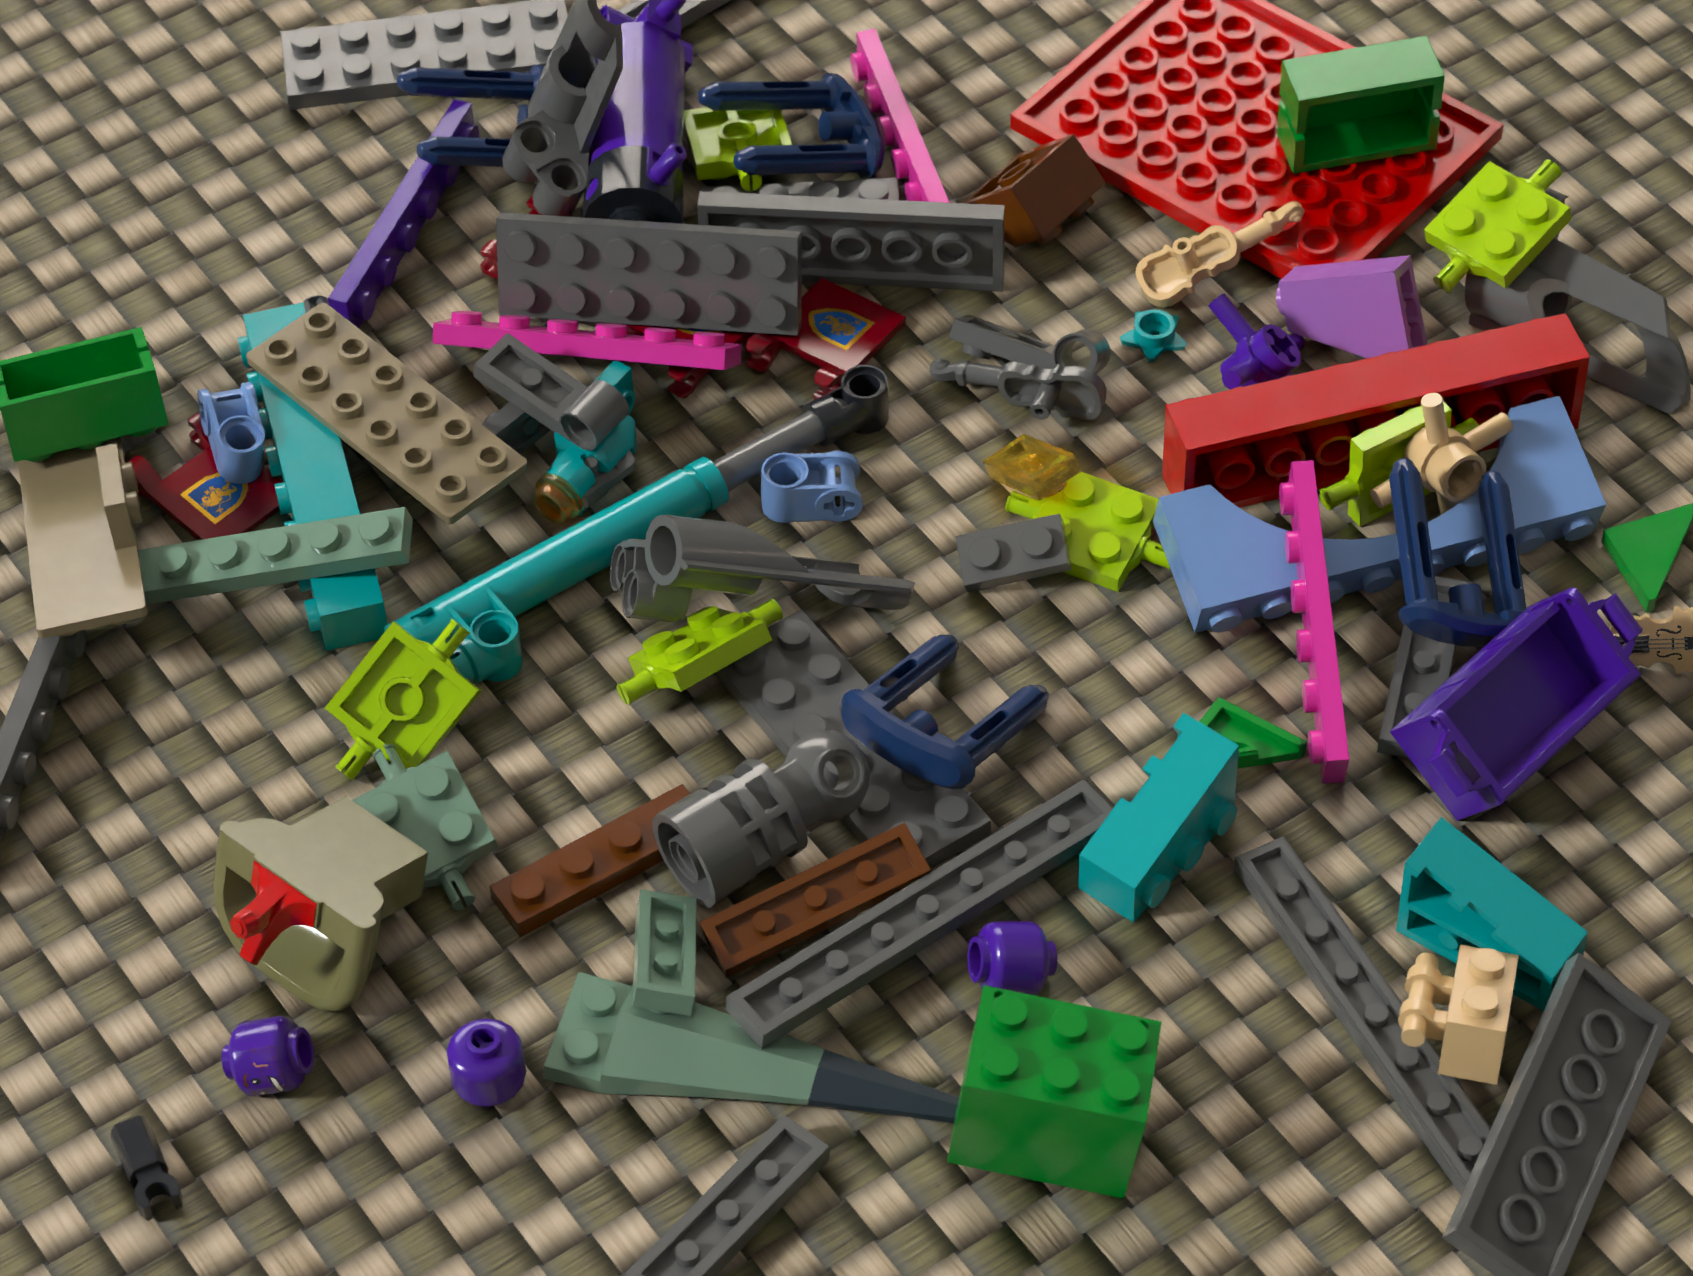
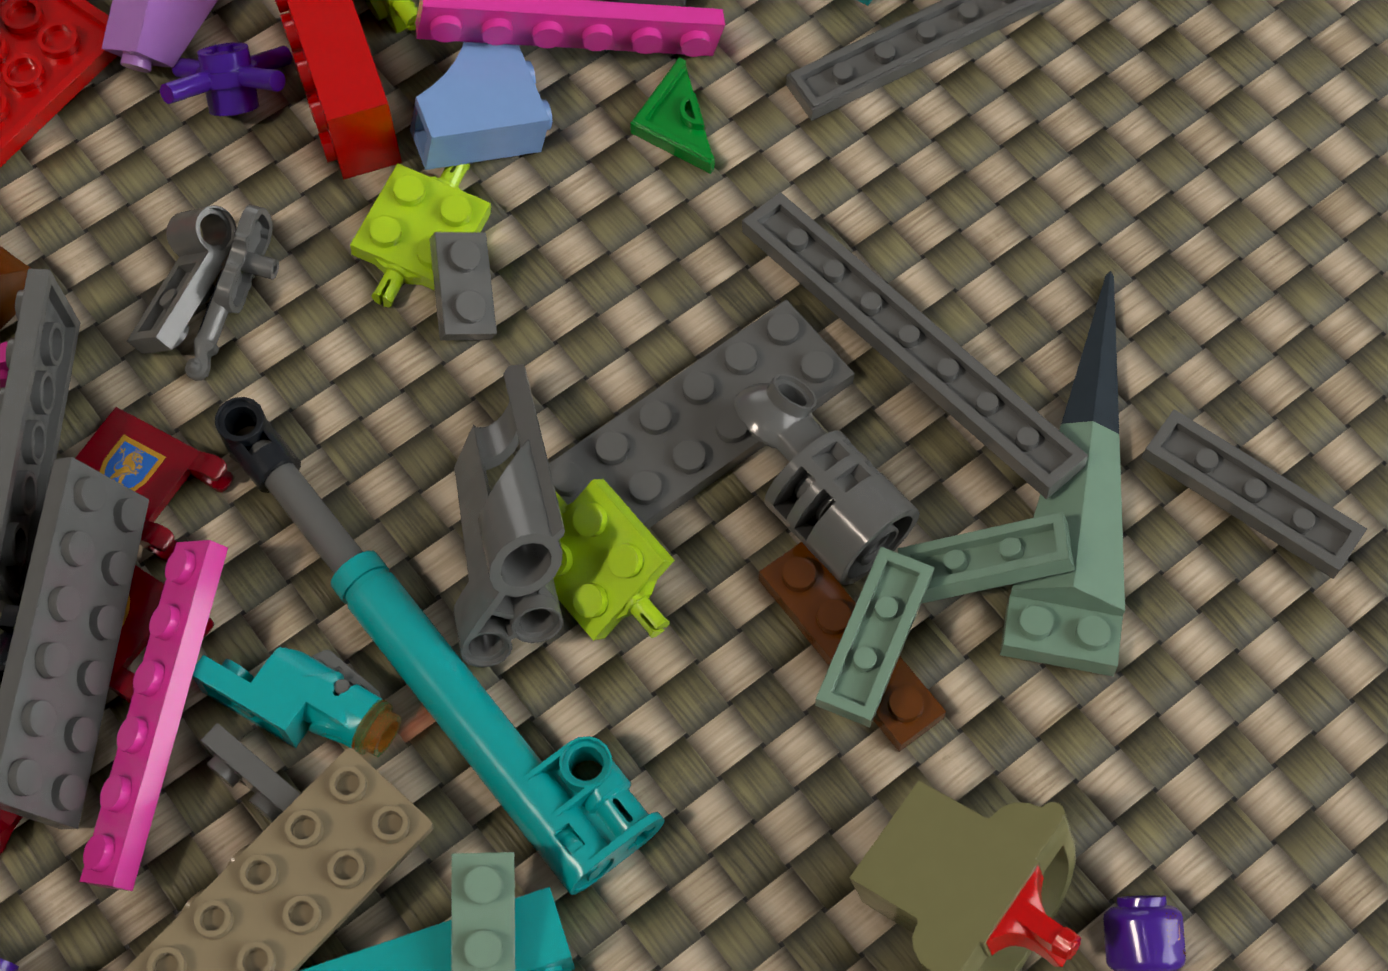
camera: 95 degrees left, 15 degrees up
(403, 697) = (687, 848): lime plate -> none
(435, 813) = (828, 815): sand green plate -> none
(486, 1062) = (1129, 715): dark purple head -> none
(550, 394) = (257, 726): dark grey plate -> none
(589, 848) = (874, 637): none -> sand green plate
(806, 487) = (364, 469): medium blue piece -> none
(814, 900) = (903, 435): reddish brown plate -> none
(915, 741) = (717, 359): dark blue piece -> none
(1012, 957) = (949, 273): dark purple head -> none
(1032, 467) = (355, 269): clear yellow plate -> none
(1055, 1092) = (1127, 212): green container -> none
(1155, 322) = (154, 173): teal plate -> none
(1165, 824) = (792, 150): teal wedge -> none
(1175, 271) = (84, 163): tan piece -> none

